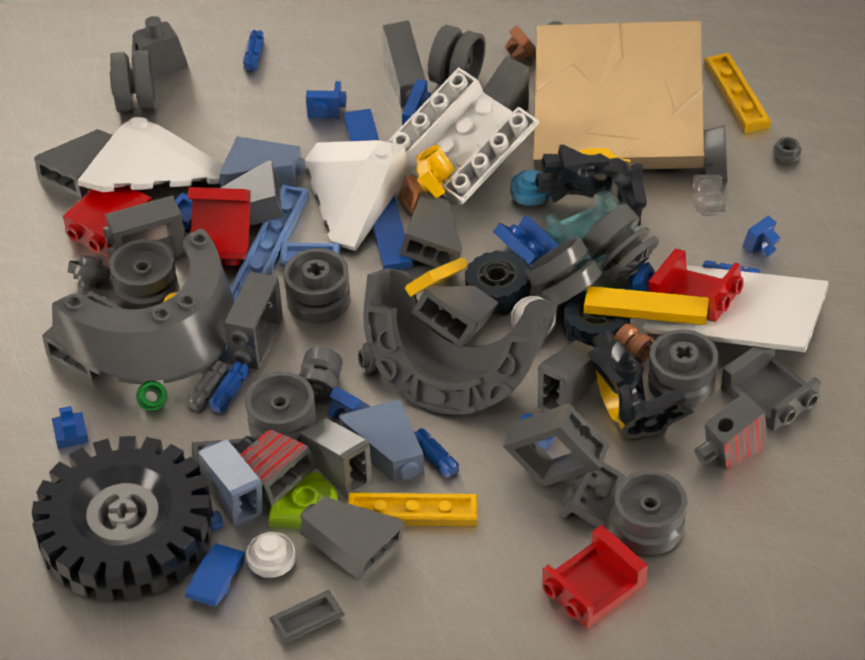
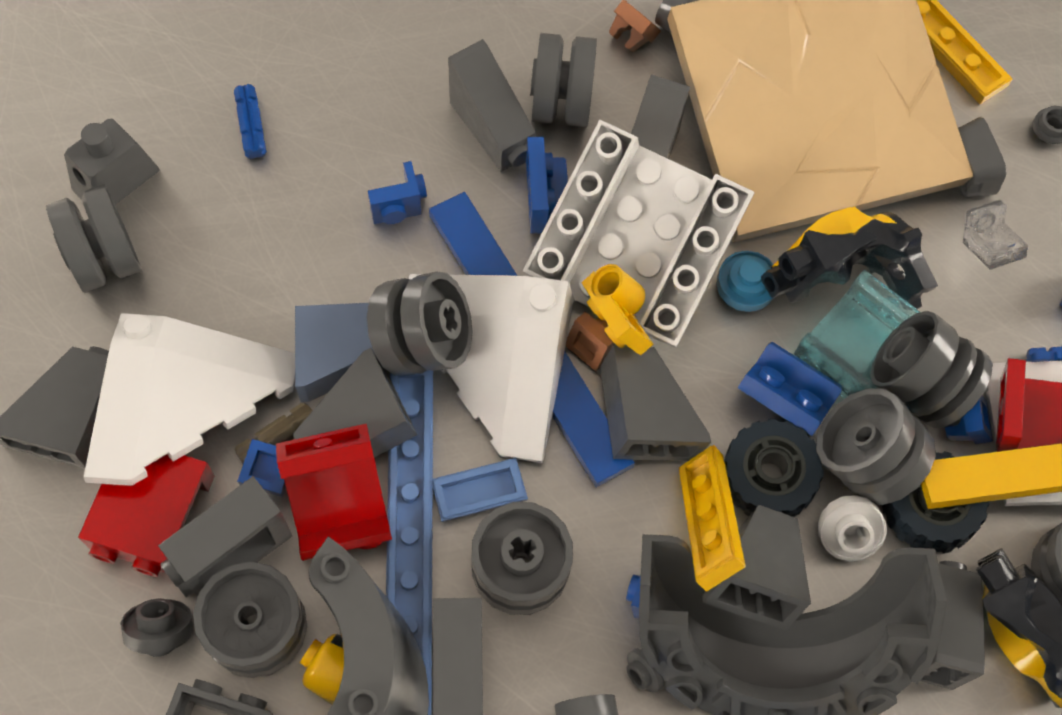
camera: 25 degrees left, 20 degrees up
(305, 153) = (419, 324): none -> dark grey wheel
(636, 344) = (1004, 532): nougat wheel -> none

